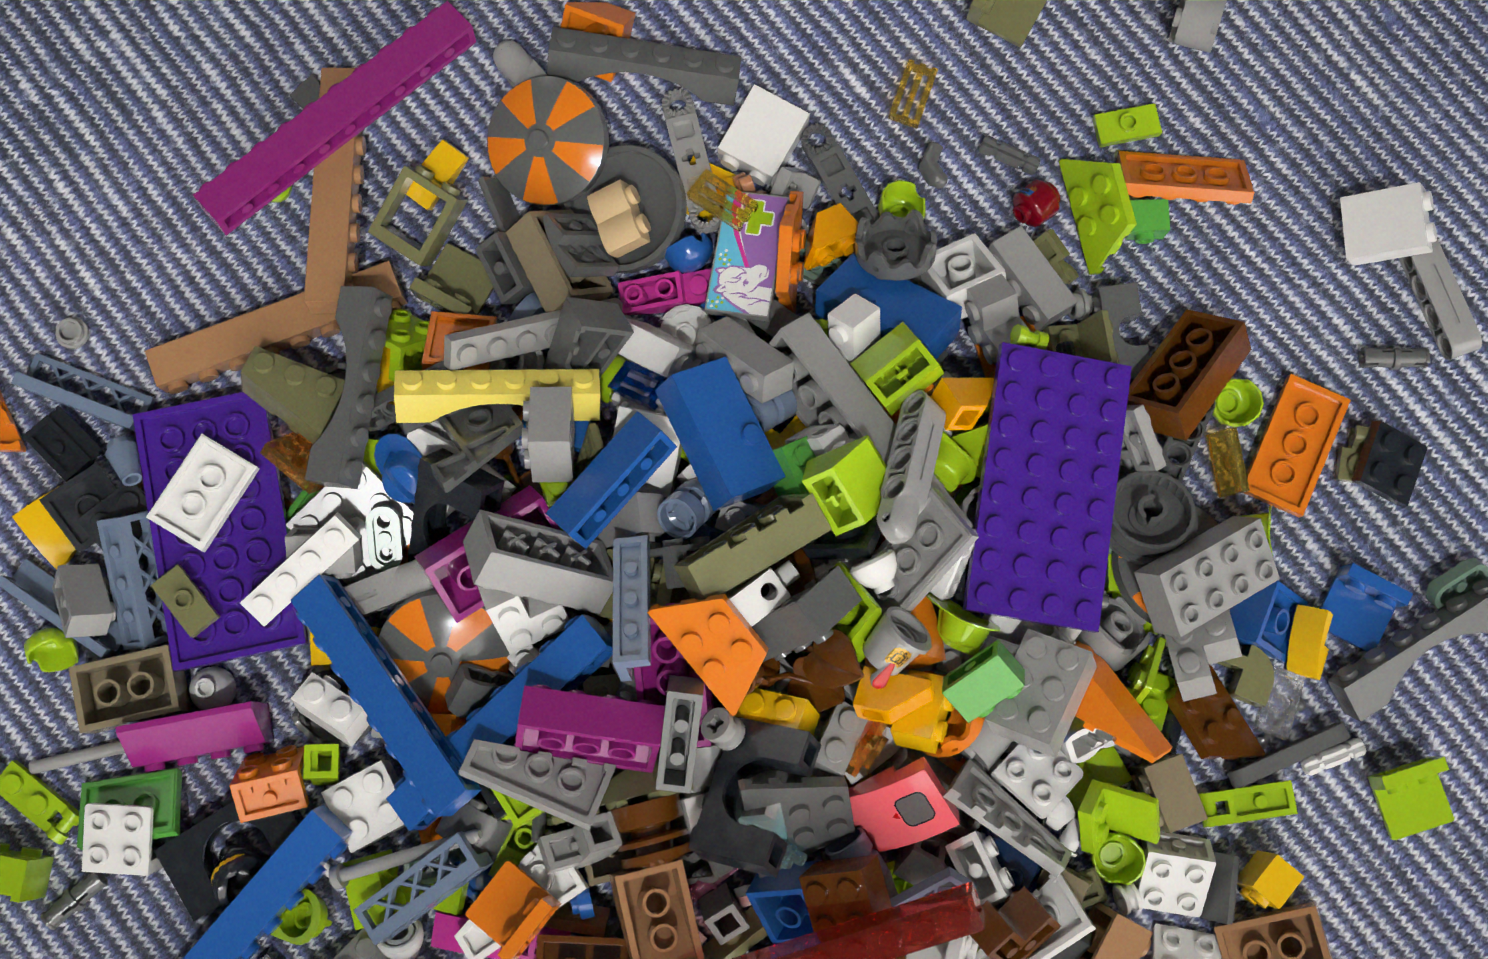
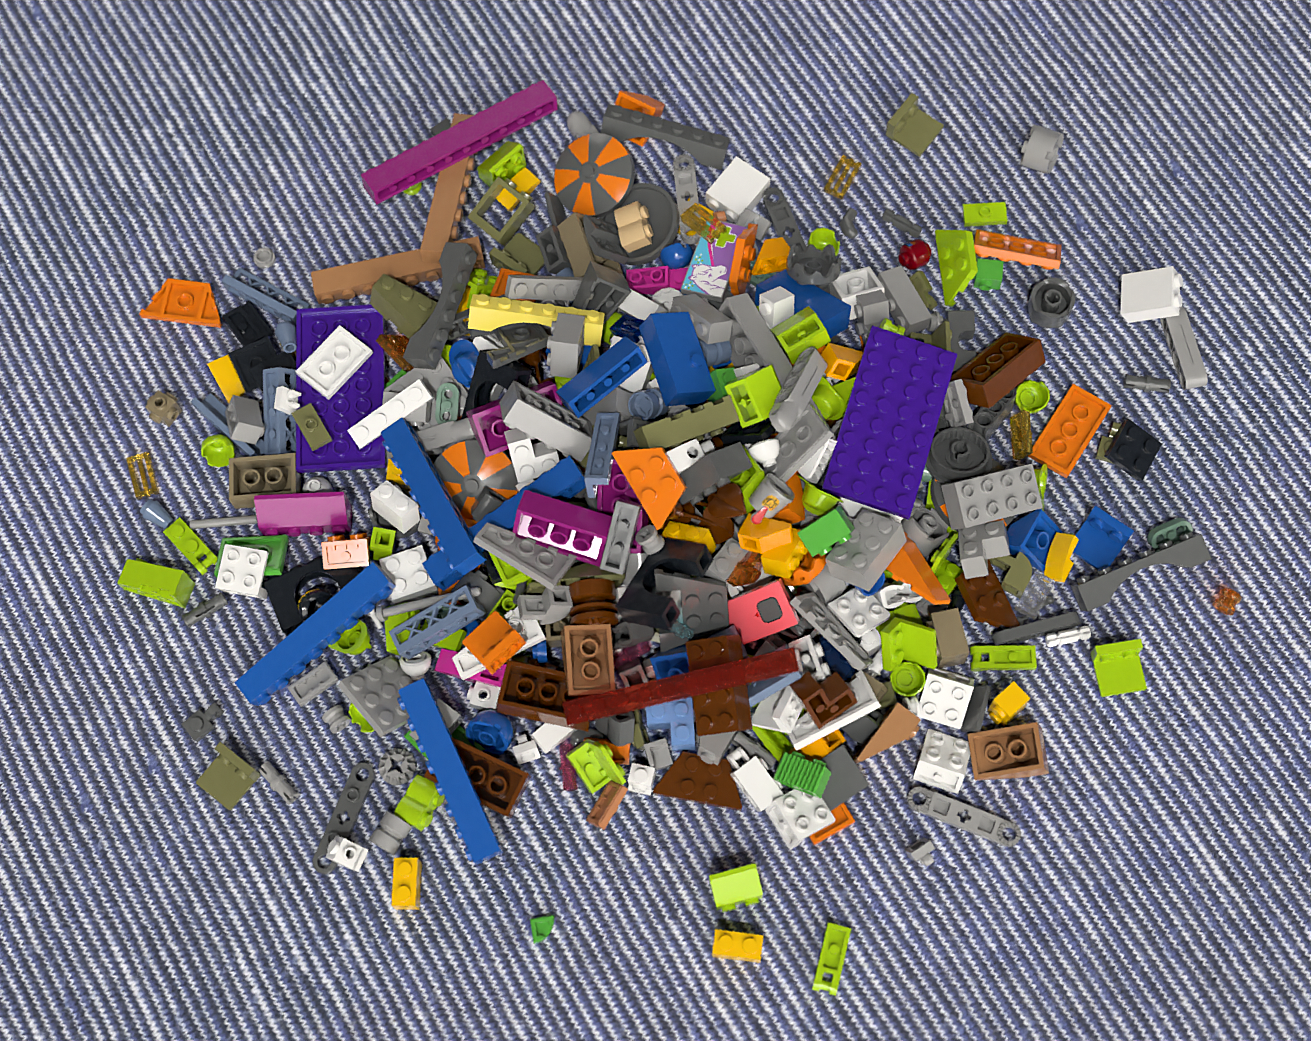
camera: 15 degrees right, 10 degrees down
(140, 565) = (286, 400): none -> white tile
(408, 139) = (503, 163): none -> lime slope
(1257, 242) = (1051, 303): none -> dark grey brick

